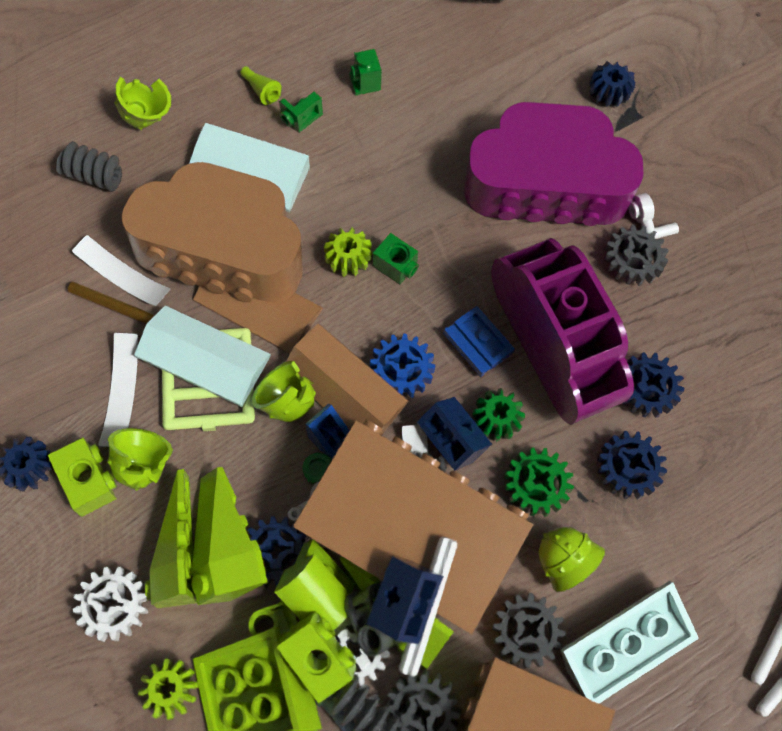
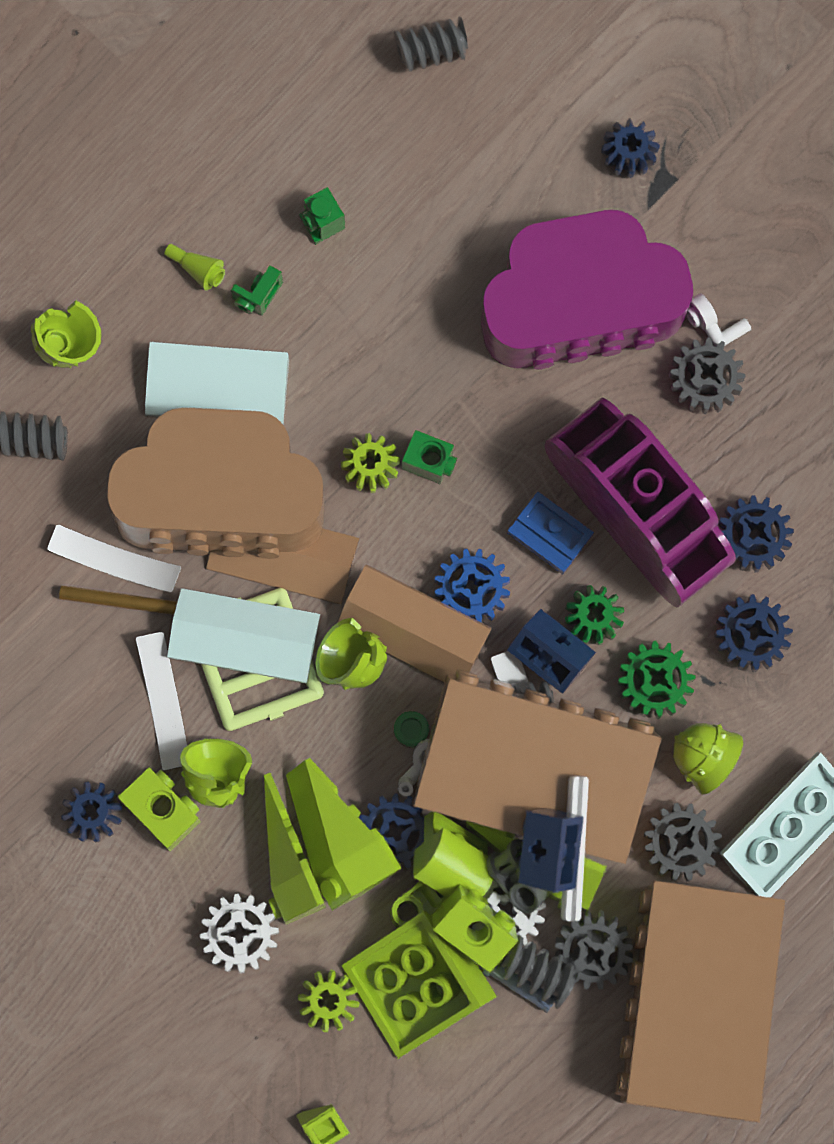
camera: 15 degrees left, 10 degrees up
(327, 430) = (416, 690): blue slope -> none

